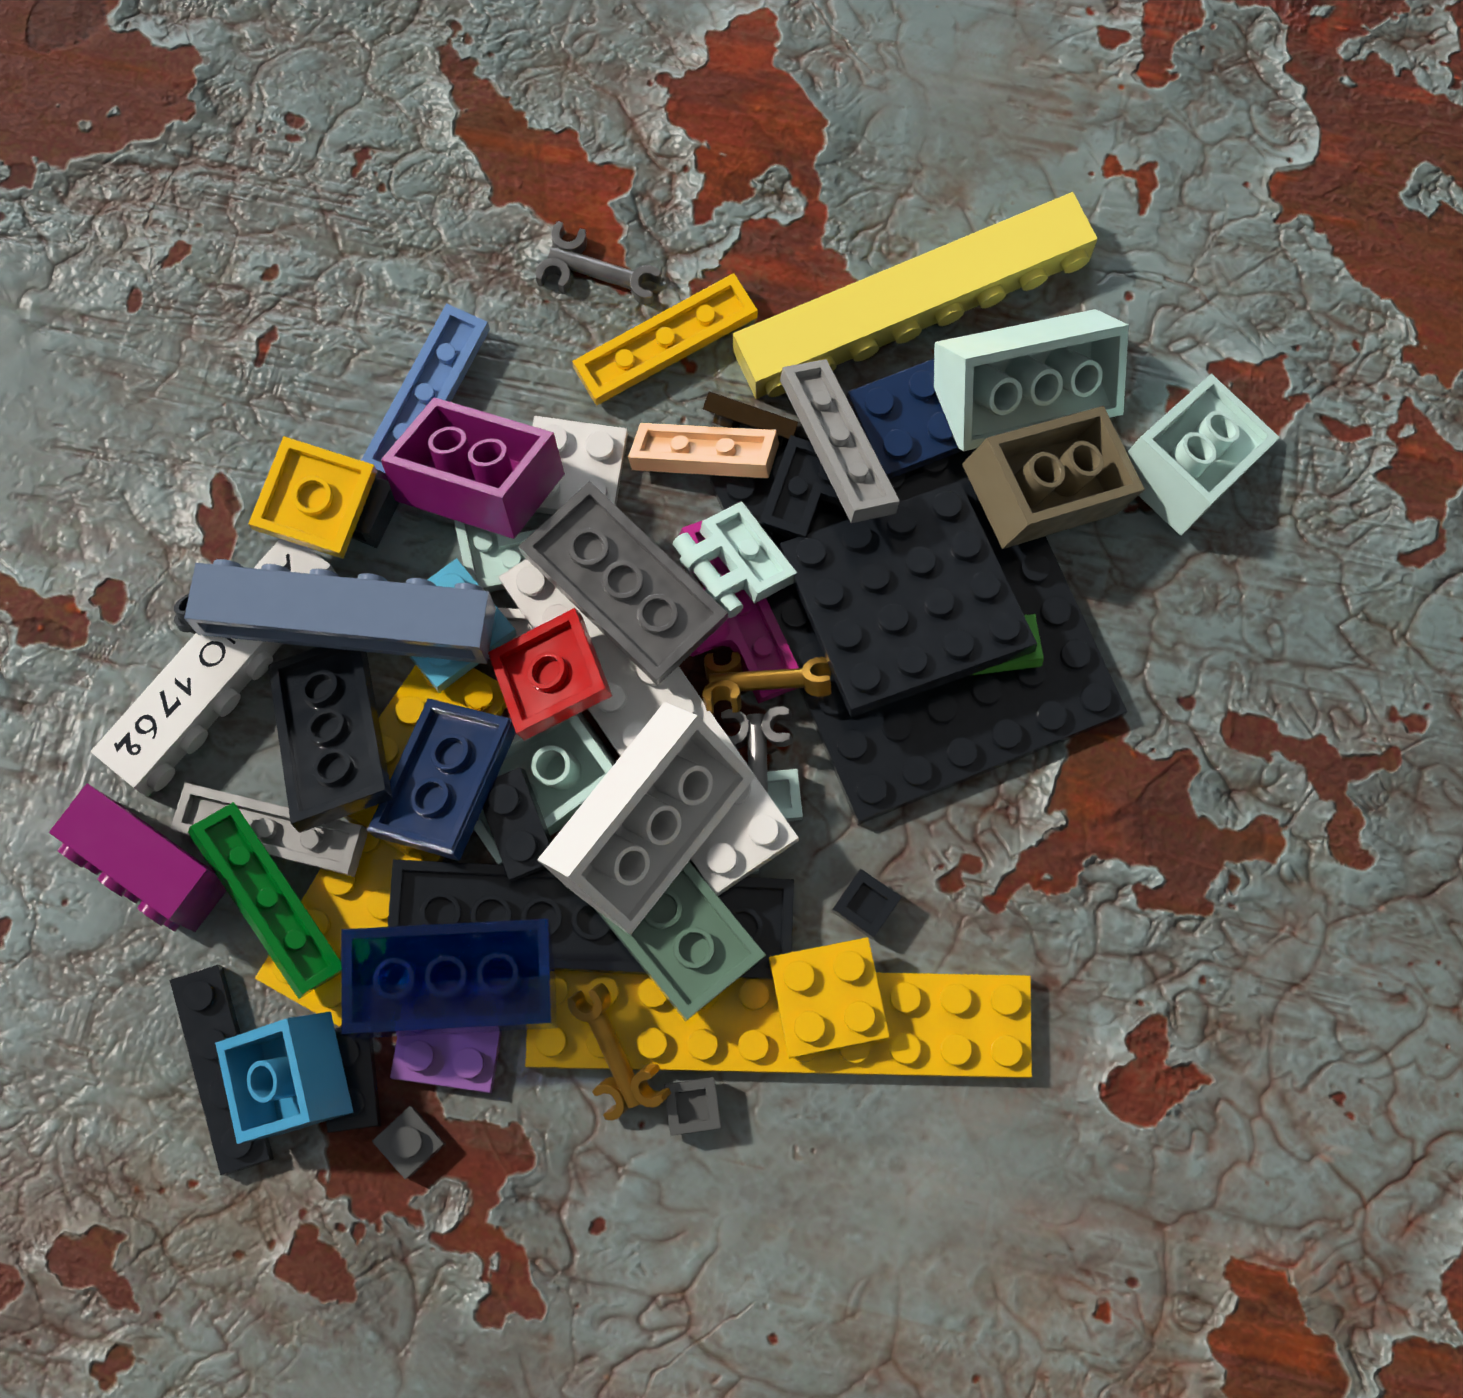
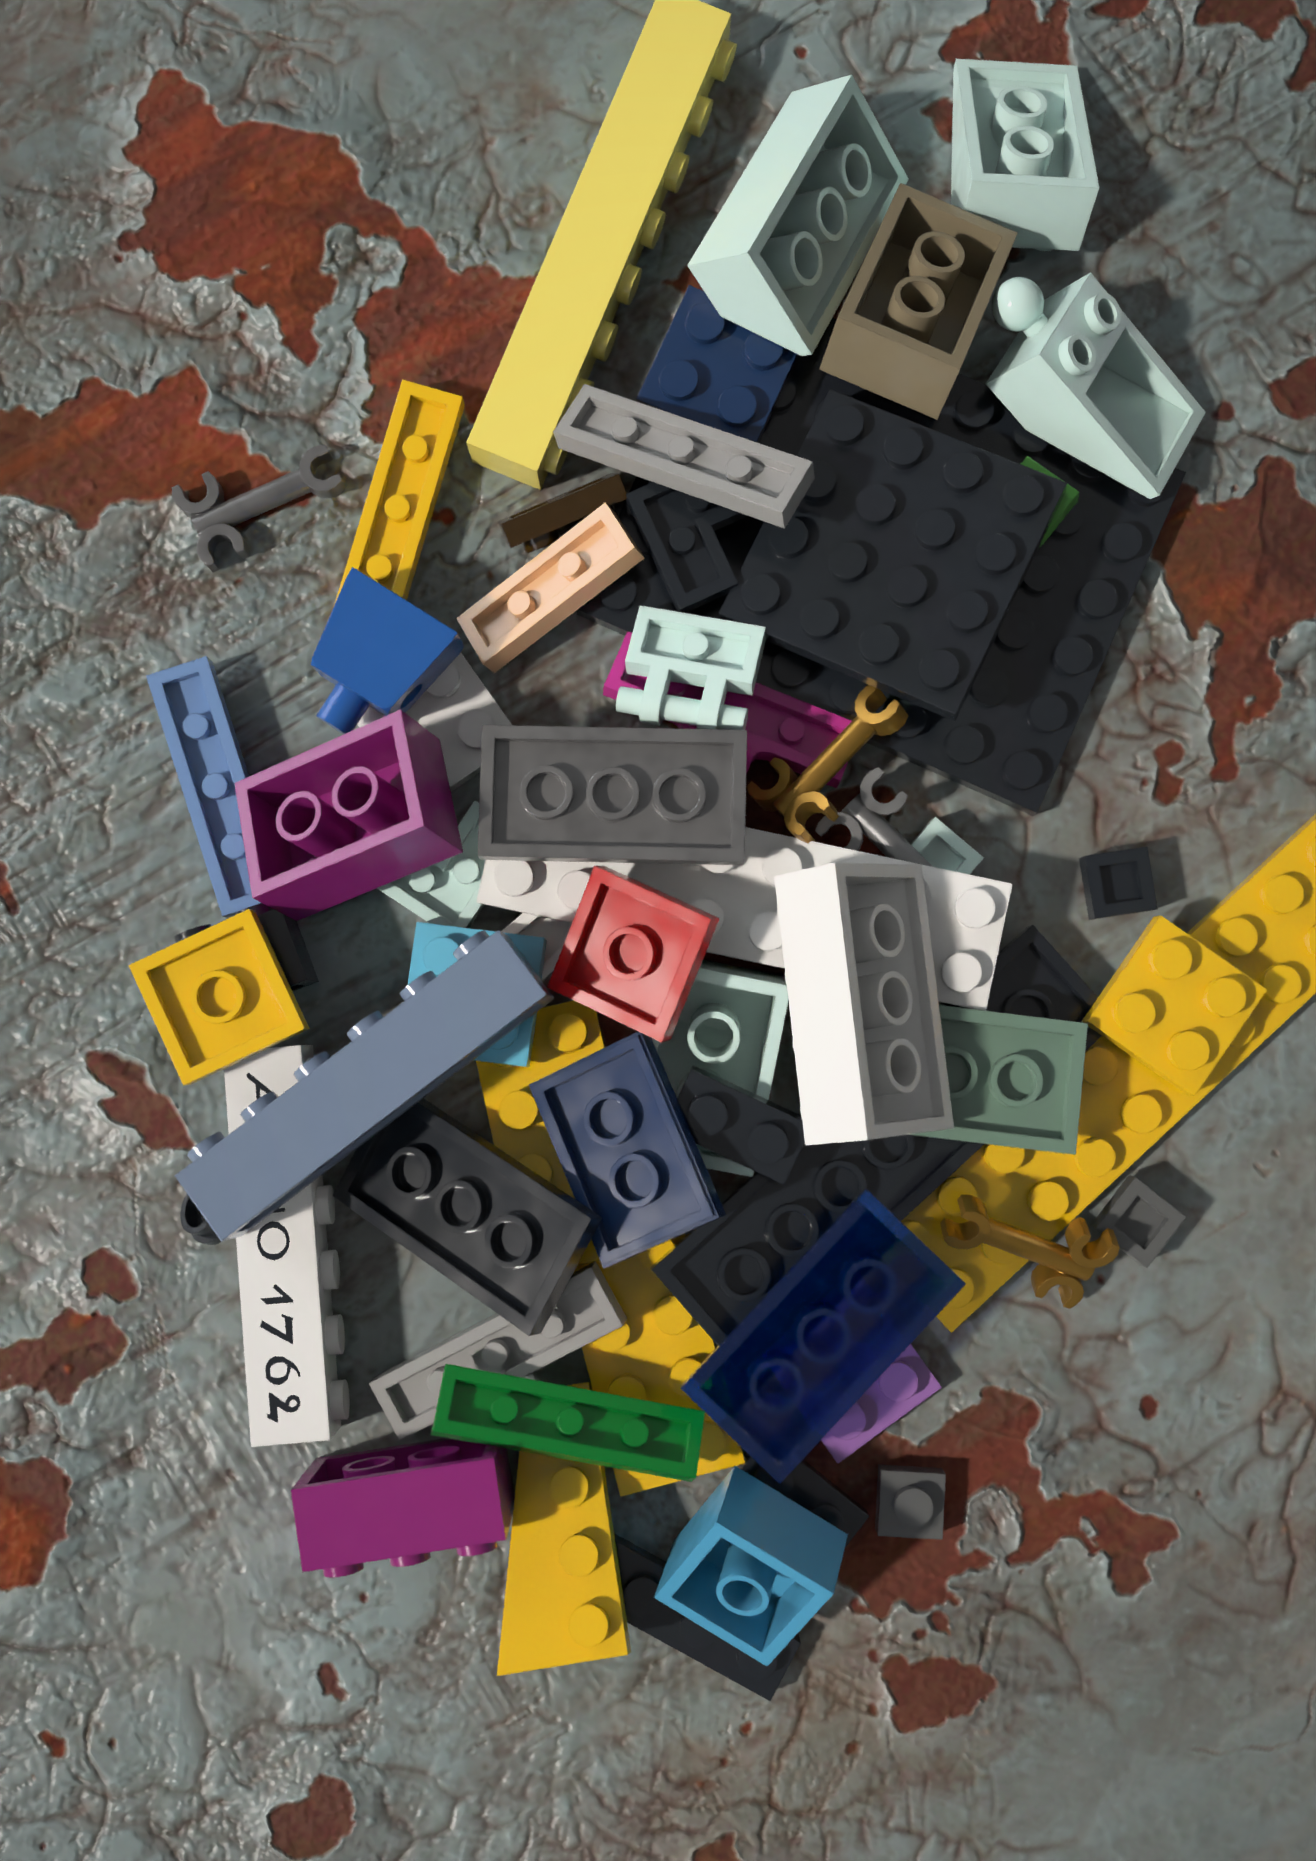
camera: 50 degrees left, 10 degrees up
(183, 980) = (561, 1568): none -> yellow wing
(576, 399) = (378, 652): none -> blue torso
(1118, 629) = (1092, 382): none -> light aqua slope

